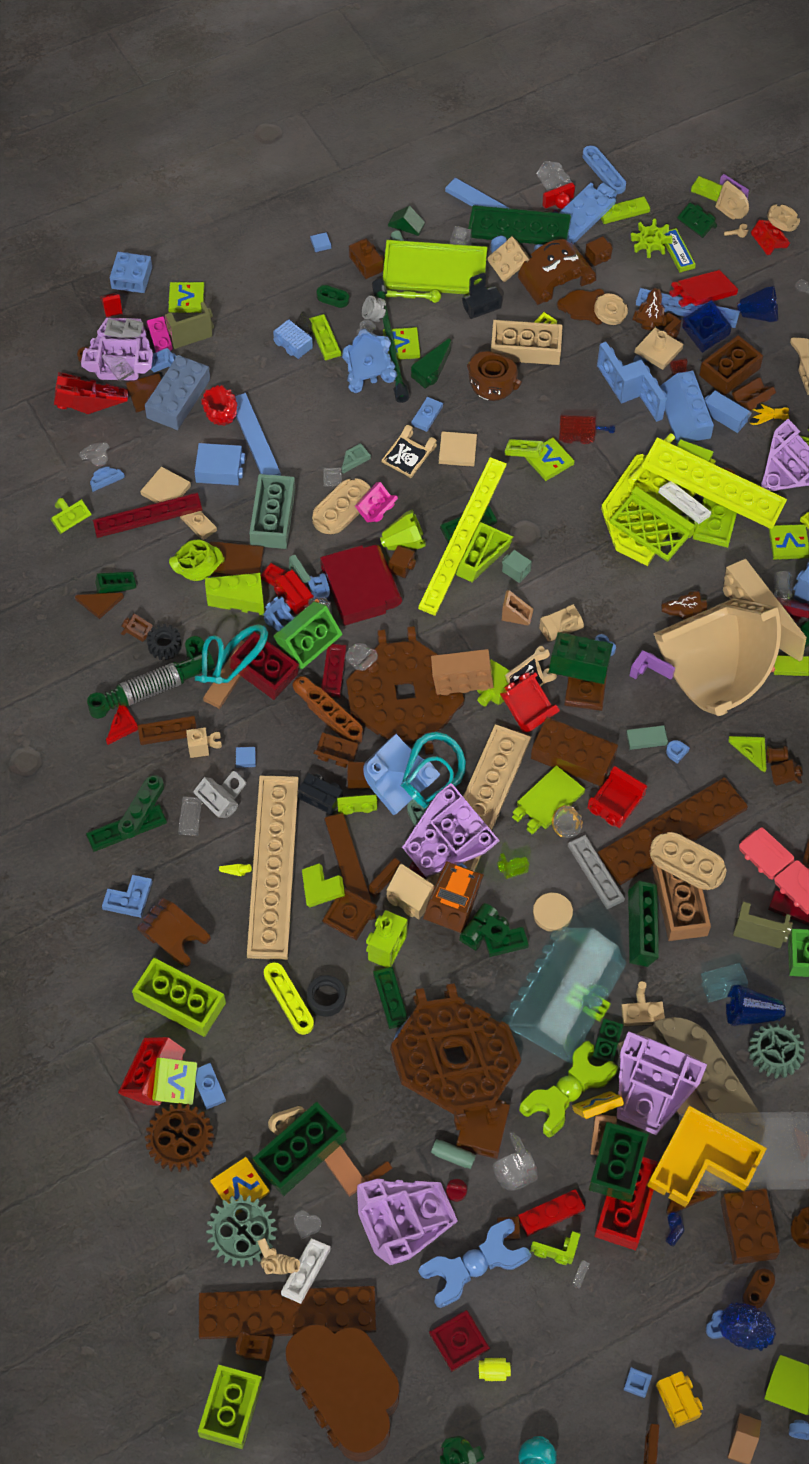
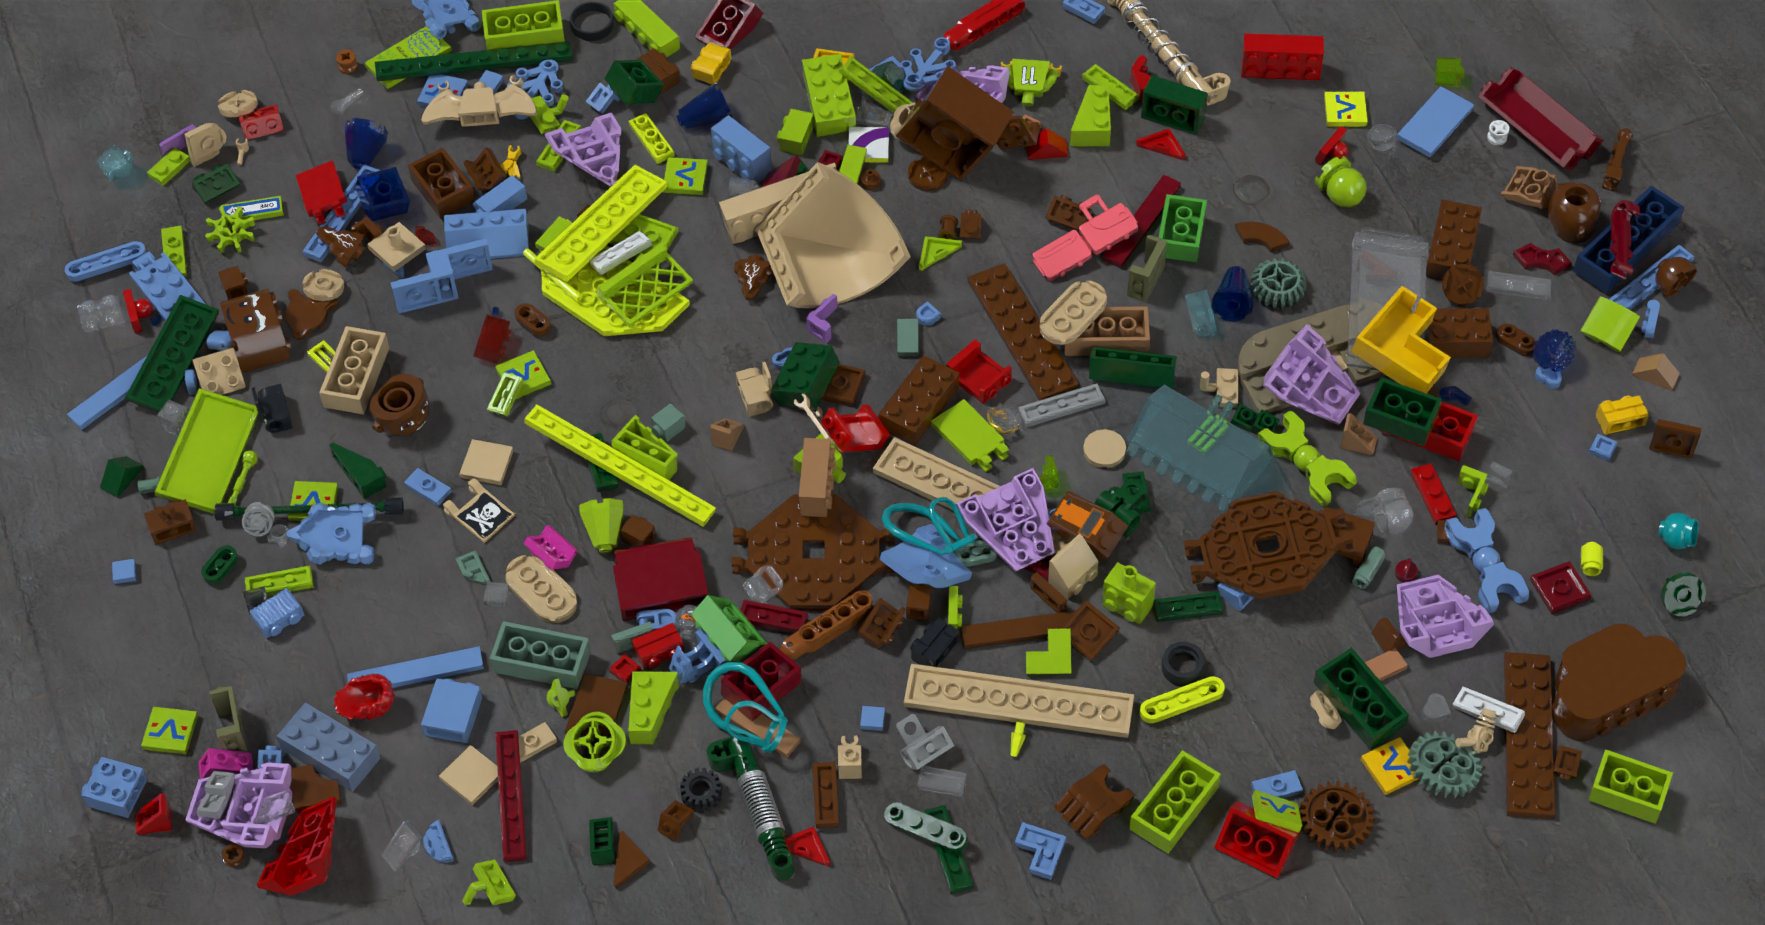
camera: 80 degrees left, 5 degrees down
(238, 532) = (562, 695): none -> lime piece
(598, 1104) = (1329, 431): yellow tile -> none
(604, 456) = (533, 321): none -> reddish brown plate
(698, 152) = (116, 163): none -> clear light blue piece

